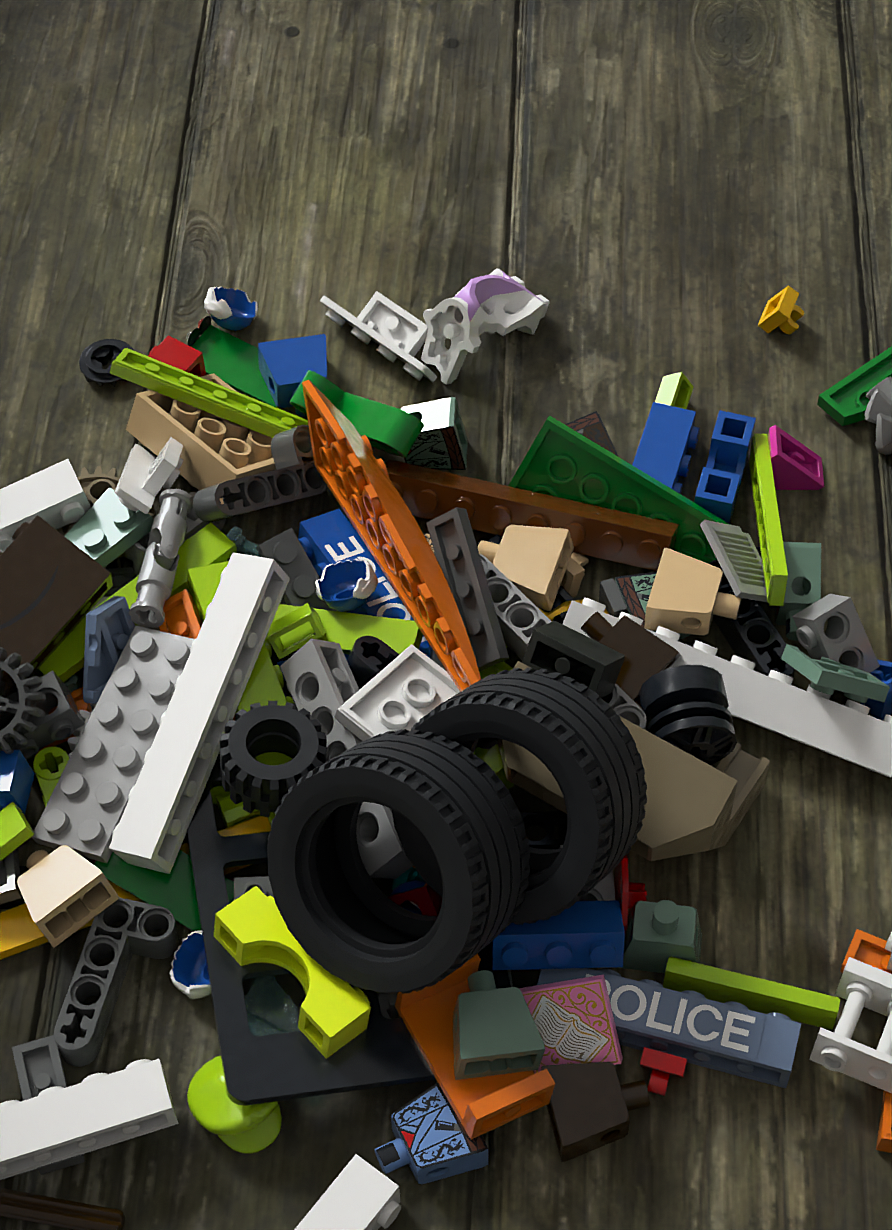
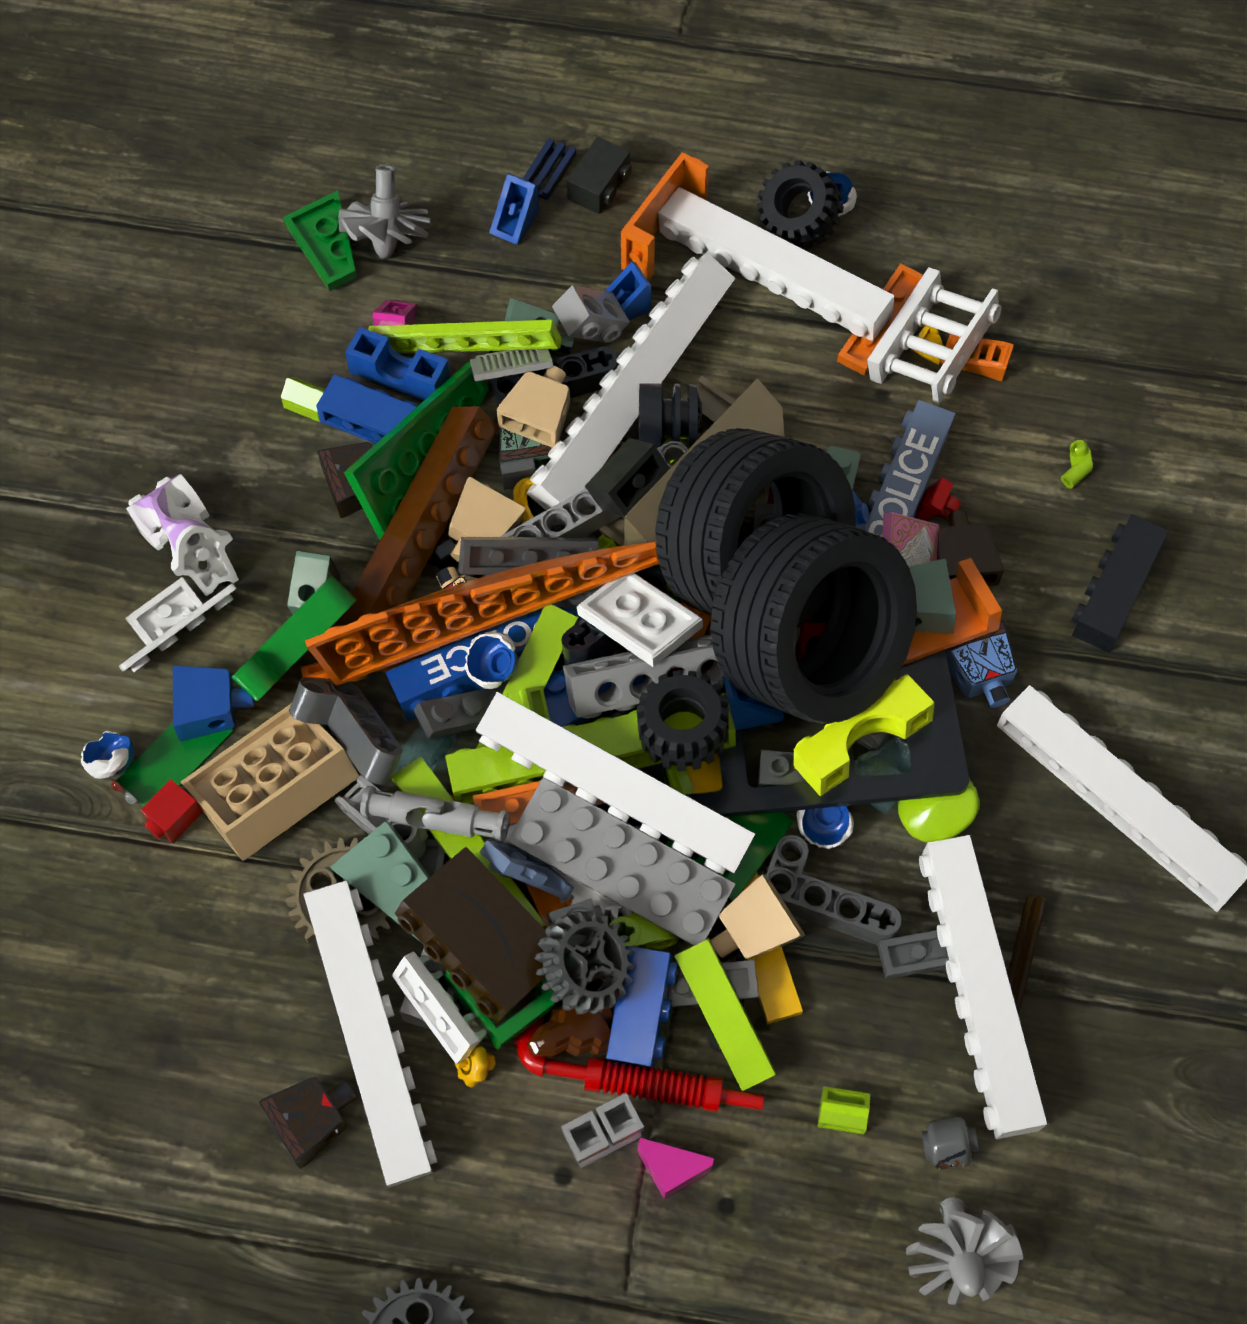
camera: 85 degrees left, 10 degrees up
(98, 354) = (139, 865): black gear -> none
(147, 474) = (324, 822): white bracket -> none
(203, 394) = (230, 773): lime tile -> none
(643, 650) = (595, 447): dark brown torso -> none
(753, 992) = (881, 434): lime tile -> none
(782, 312) = (223, 297): yellow tile -> none
(831, 675) = (635, 315): sand green wing -> none

